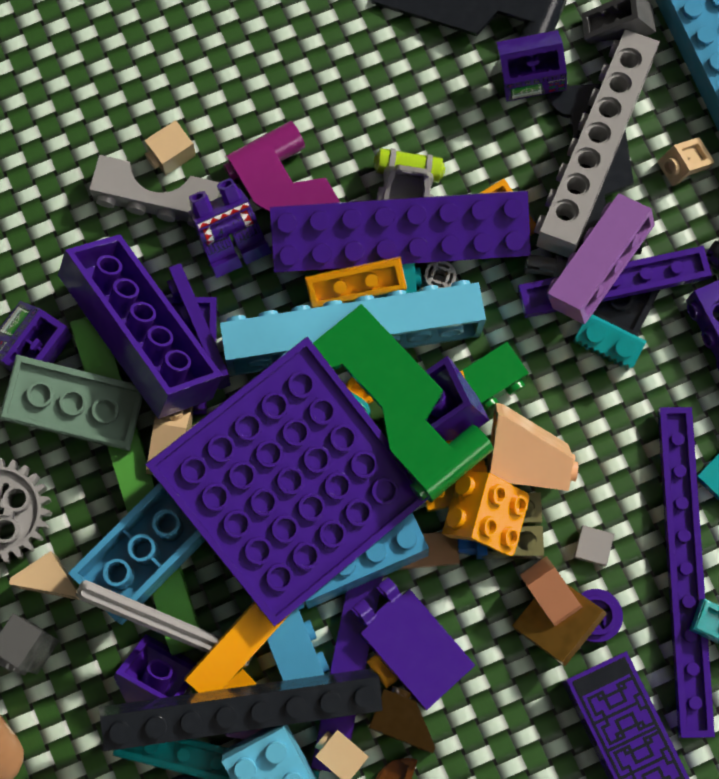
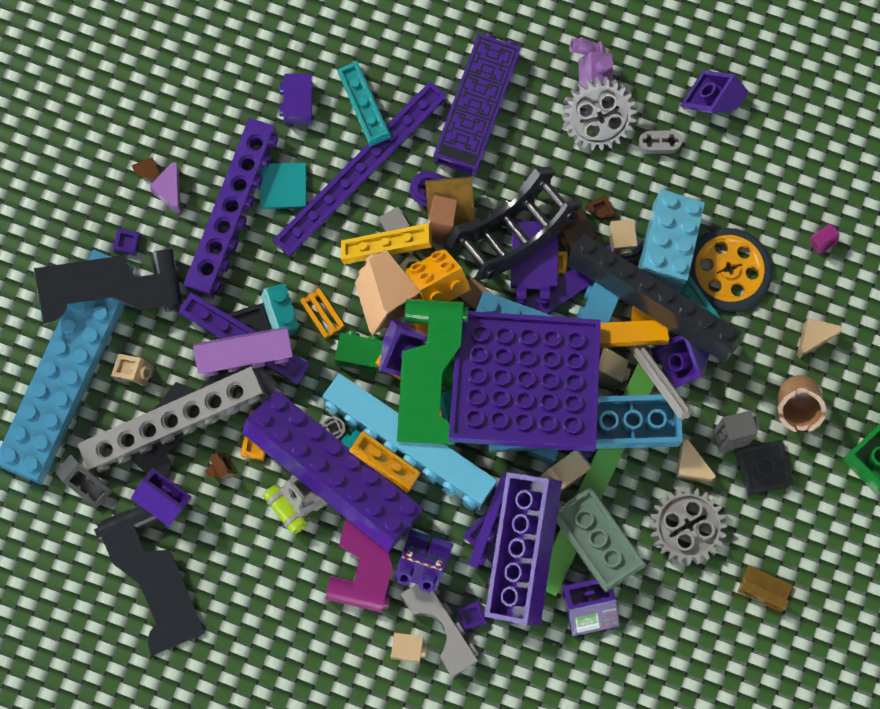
camera: 135 degrees left, 0 degrees up
(139, 233) = (471, 616): none -> dark purple tile
(220, 598) = (613, 368): none -> tan slope
(489, 660) = (504, 214): none -> black fence
(508, 149) = (221, 467): none -> reddish brown tile
(572, 373) = (311, 297): none -> light orange tile
(576, 508) = (393, 241): none -> yellow plate

